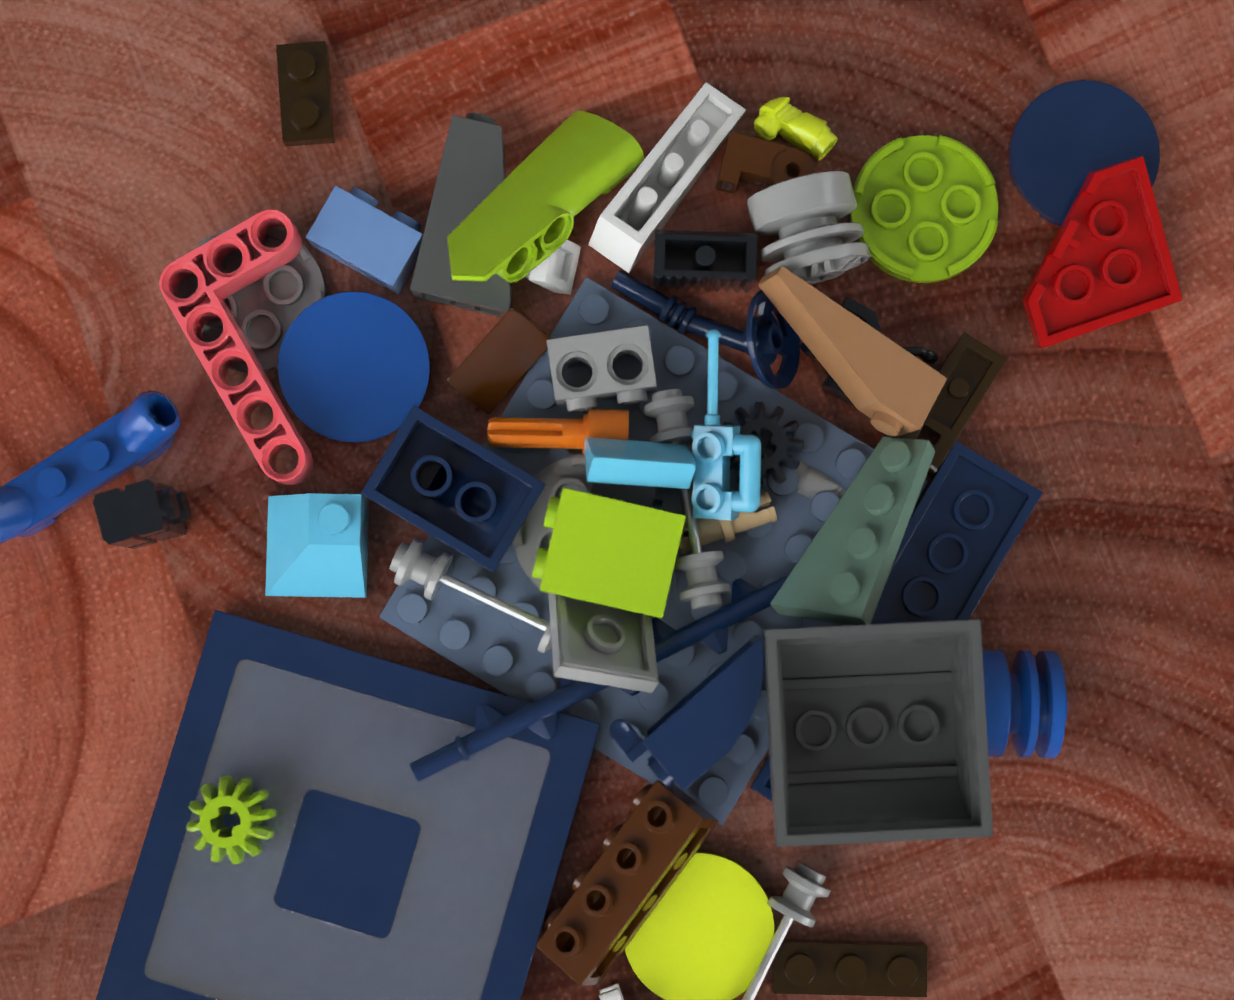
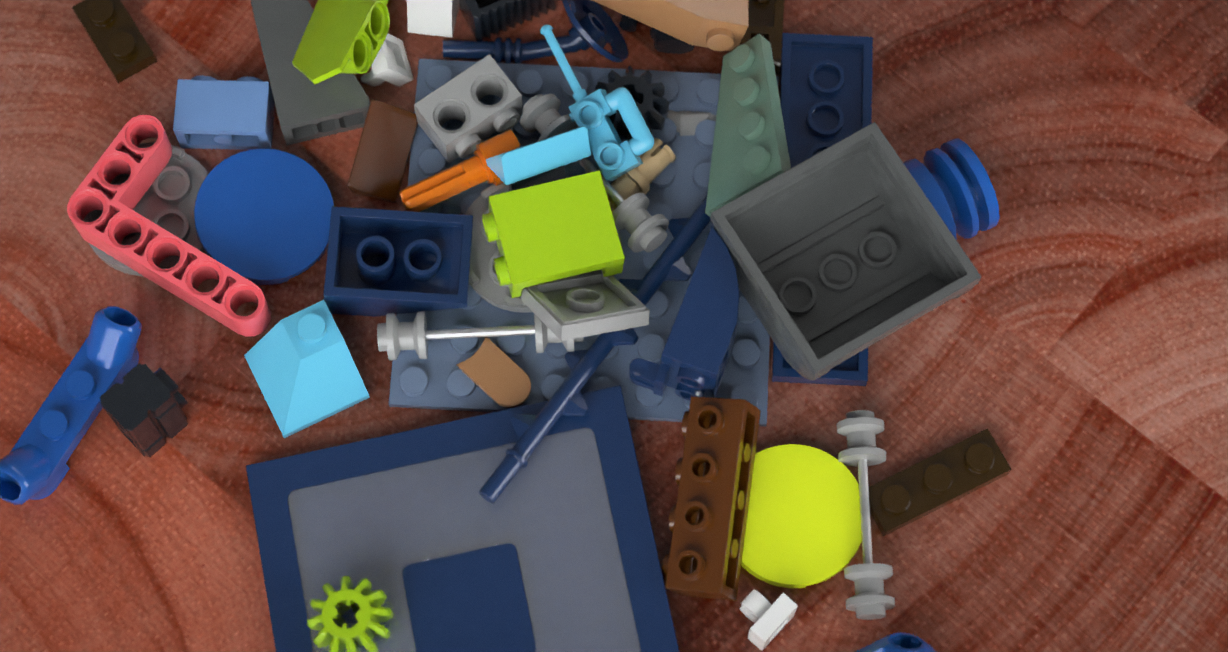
camera: 30 degrees left, 15 degrees down
(492, 648) = (497, 375): none -> medium nougat piece

